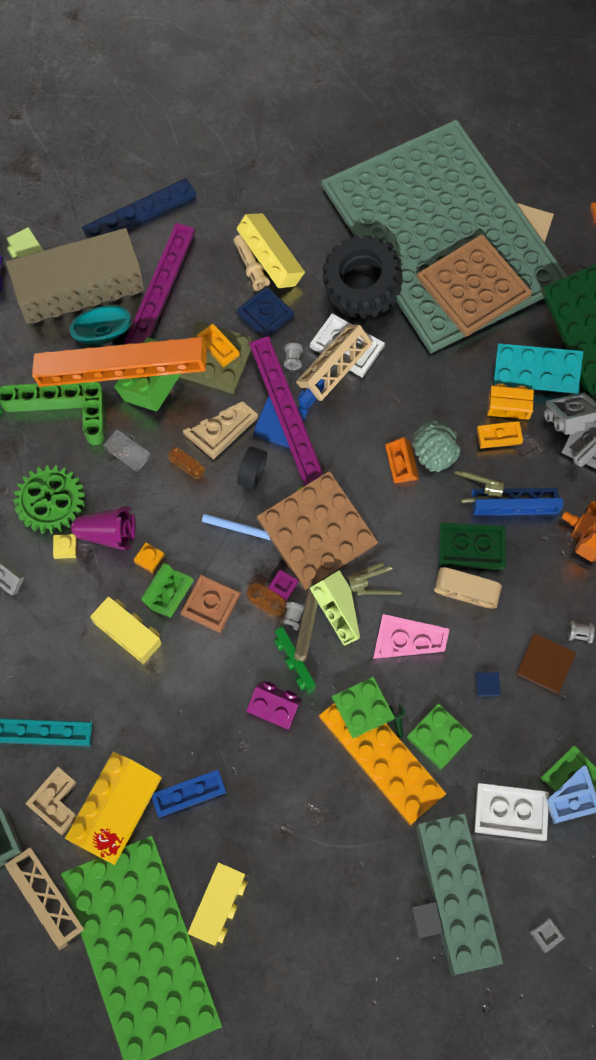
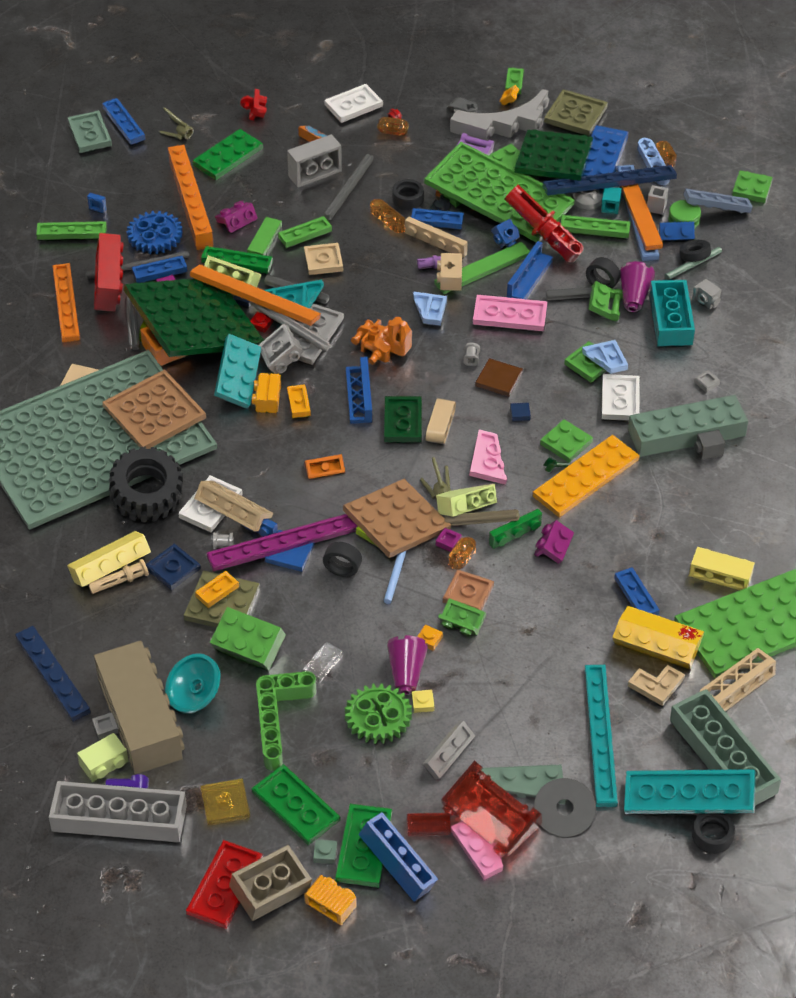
camera: 90 degrees left, 20 degrees down
(120, 362) = (247, 648): orange brick -> none
(126, 629) = (500, 645): light yellow brick -> none
(161, 284) = (159, 649): magenta plate -> none
(186, 463) = (335, 613): clear orange beam -> none
(219, 432) = (299, 591): tan wing -> none
(292, 616) = (476, 531): light grey bush -> none
(363, 708) = (552, 480): bright green plate -> none
(436, 445) = (311, 437): sand green hair -> none
(492, 487) = (350, 404): olive plant -> none

